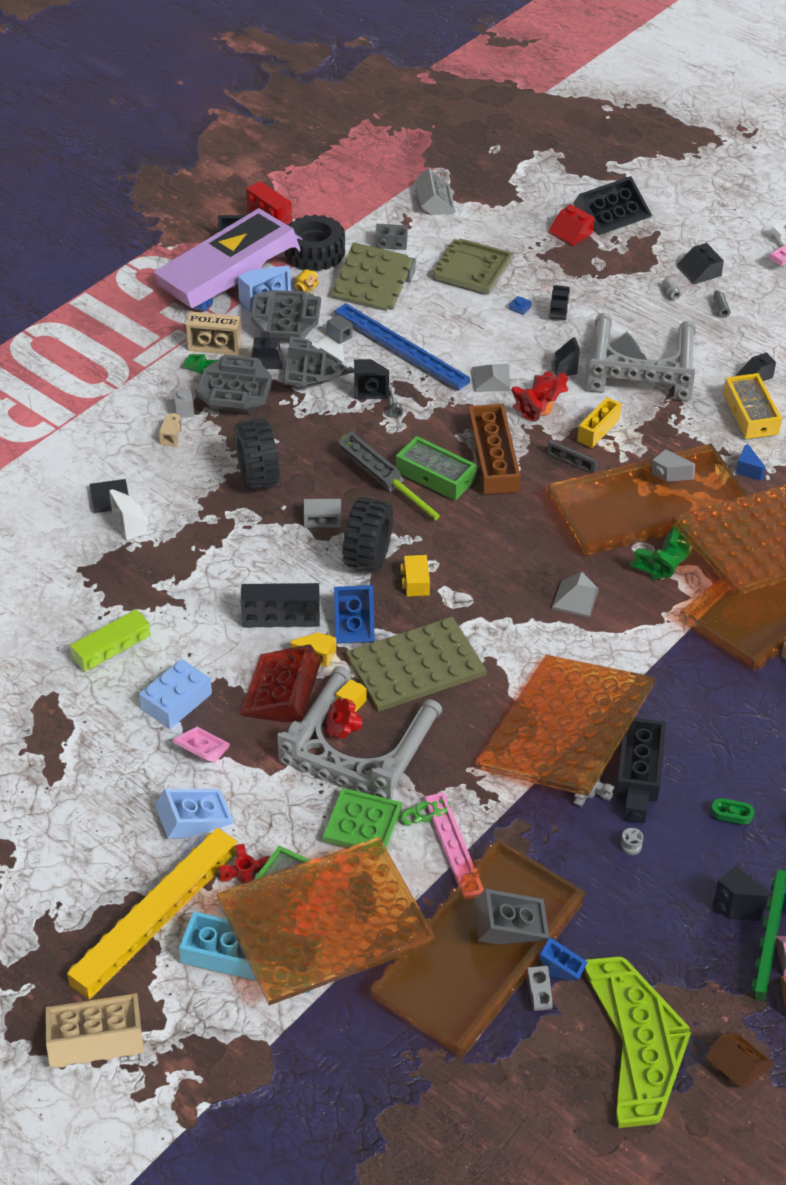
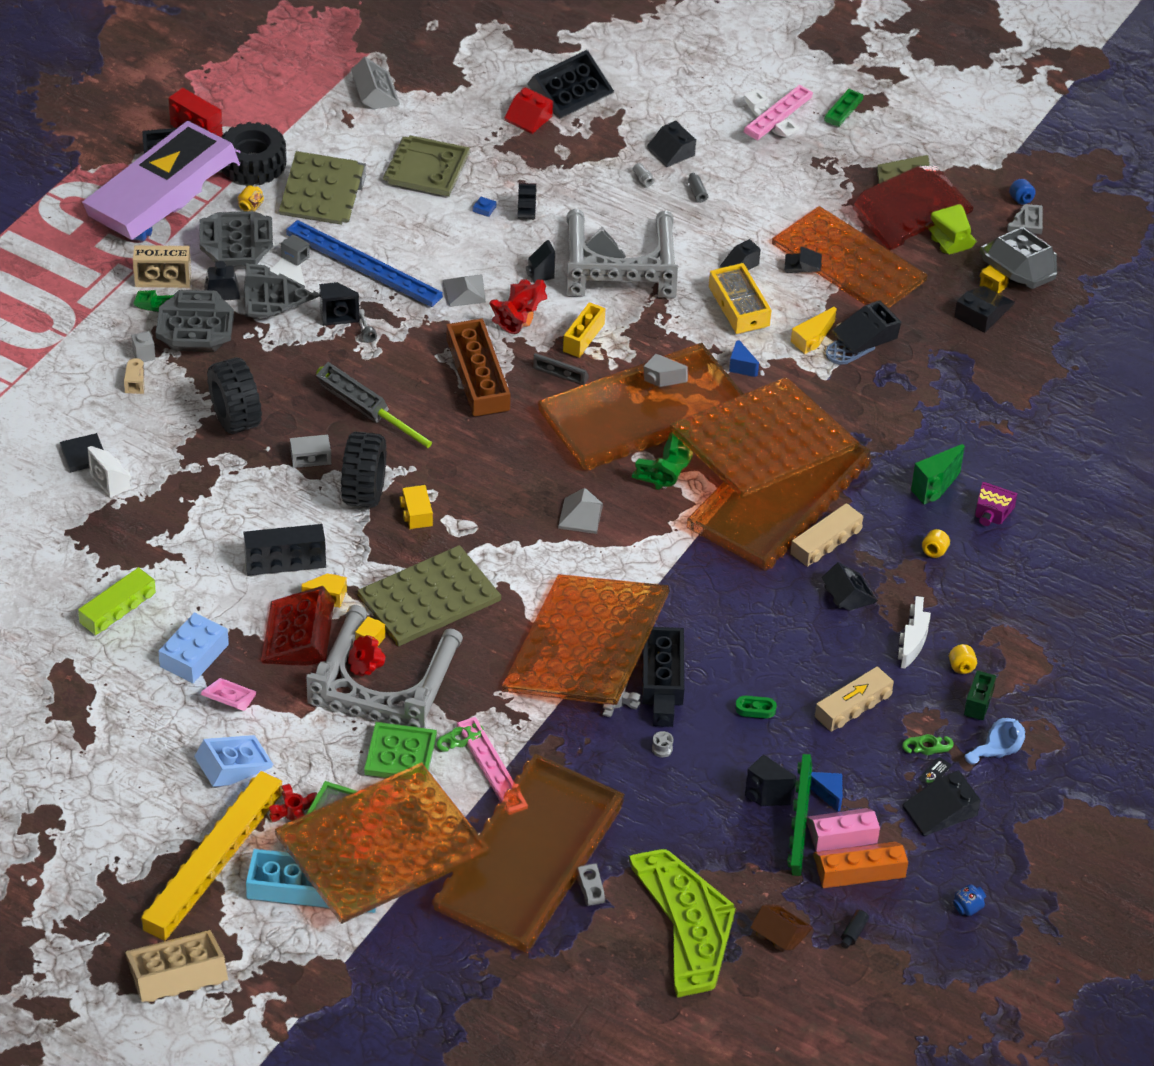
camera: 10 degrees left, 0 degrees up
(261, 281) = (203, 204): light blue slope -> none
(354, 614) = (360, 551): blue slope -> none
(391, 236) = (334, 139): dark grey brick -> none
(436, 468) = (421, 393): bright green brick -> none
(509, 918) = (555, 823): dark grey slope -> none
(561, 961) = (609, 858): blue slope -> none

